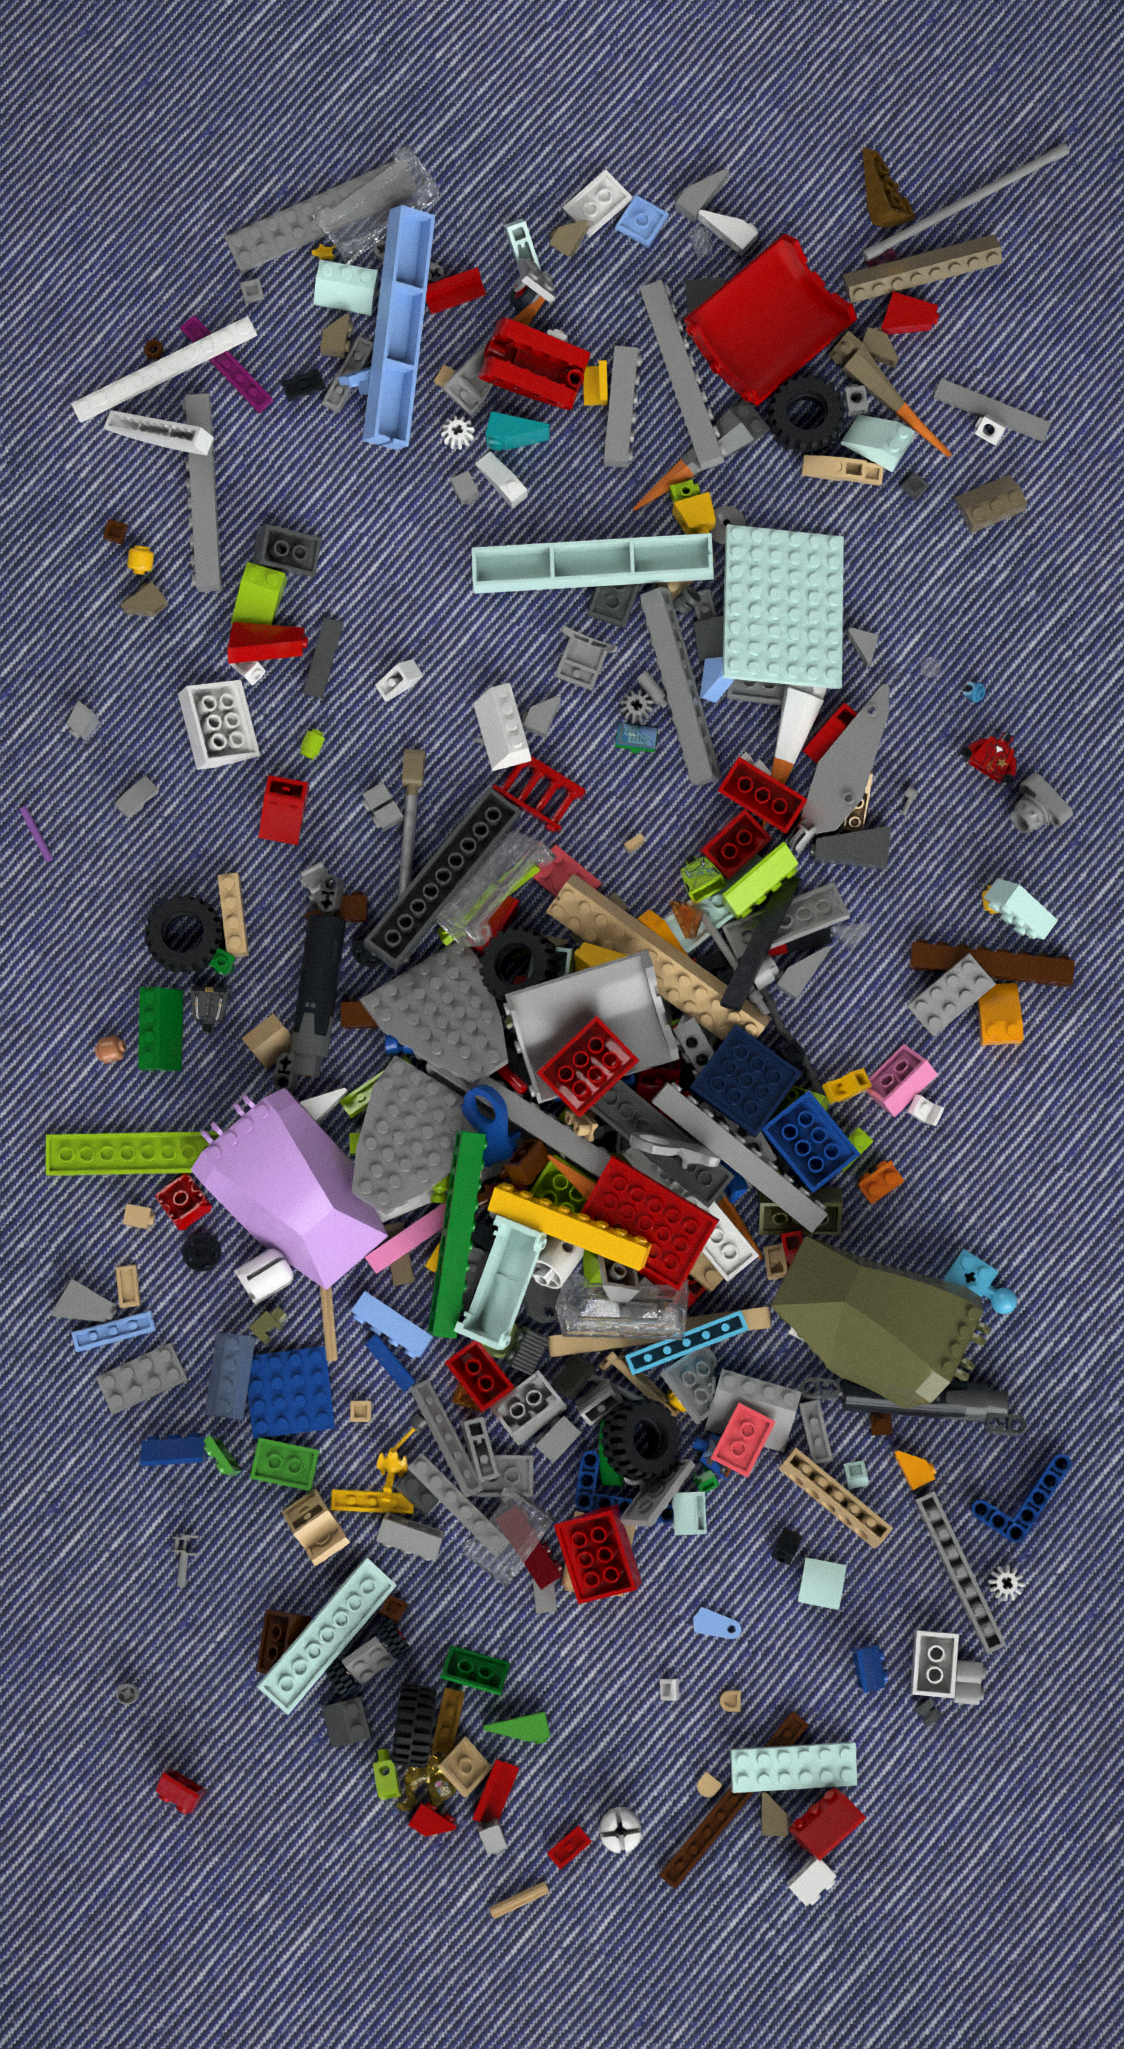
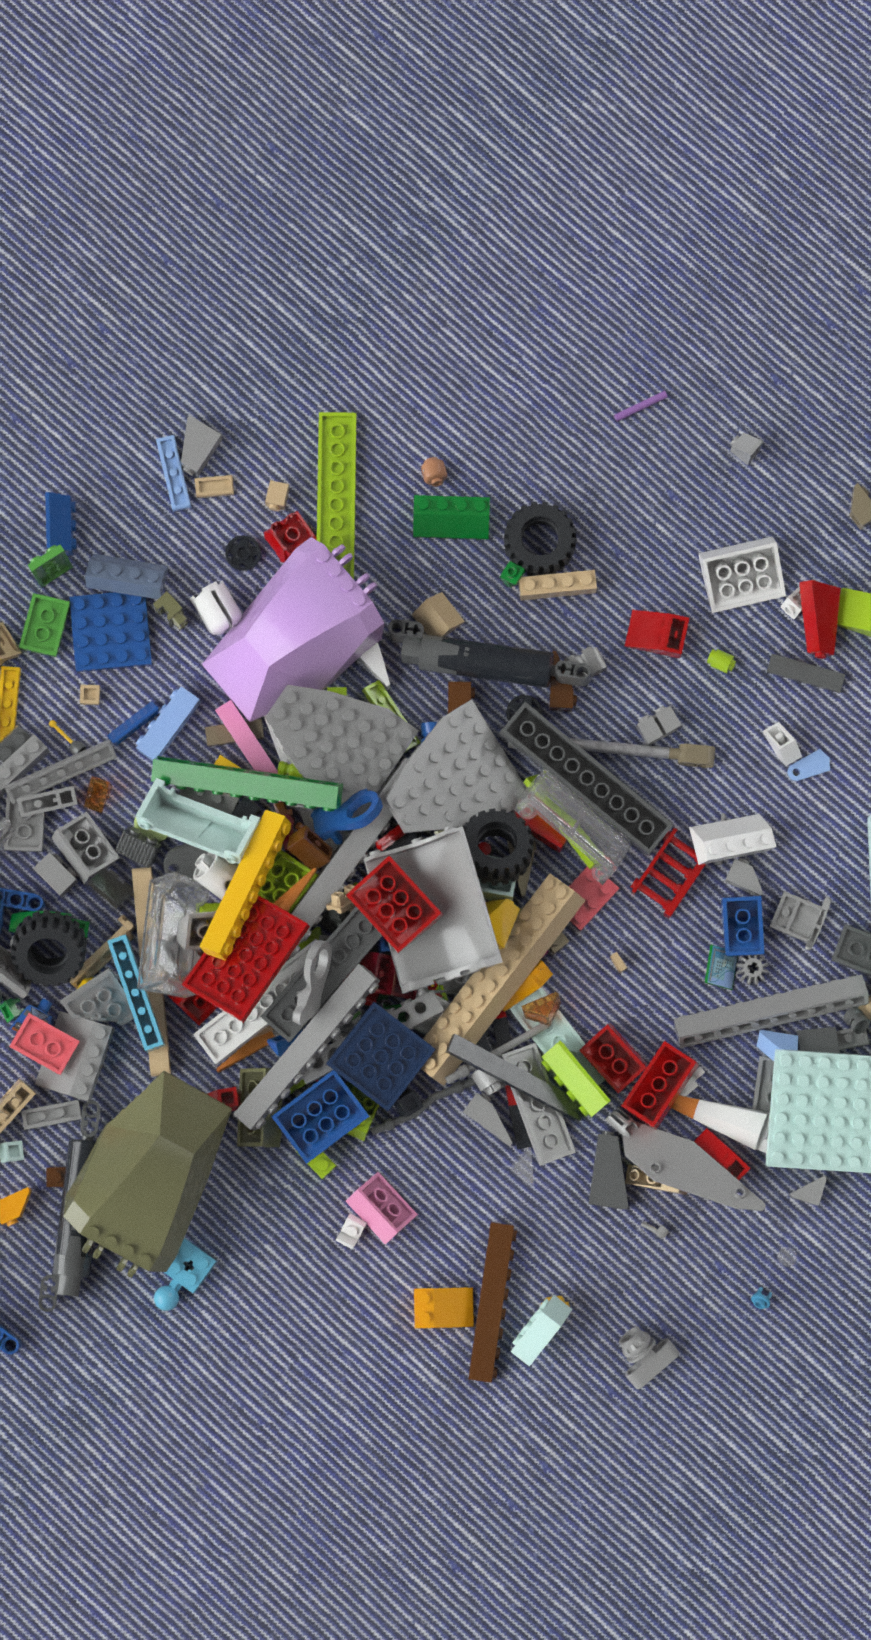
camera: 90 degrees right, 0 degrees up
(136, 796) = (673, 497): light grey slope -> none
(142, 1378) = (129, 498): light grey plate -> none
(209, 1006) = (472, 562): dark grey torso -> none
(328, 1324) = (170, 667): tan axle -> none
(392, 1465) = (39, 721): yellow piece -> none
(421, 652) = (810, 766): none -> light blue piece
(479, 1375) = (115, 801): red slope -> none
(592, 716) = (742, 925): none -> blue slope
(599, 1401) = (87, 912): light grey brick -> none
(624, 1392) = (99, 932): light grey bar -> none
(653, 689) = (769, 985): light grey cylinder -> none
(701, 878) = (580, 1024): lime torso -> none
(706, 1273) = (202, 1015): tan bracket -> none
(775, 1261) = (211, 1081): tan slope -> none
(847, 1086) = (376, 1156): yellow brick -> none
(880, 1182) = (285, 1186): orange bracket -> none
(951, 994) = (462, 1260): light grey plate -> none
(992, 758) = (694, 1313): red torso -> none

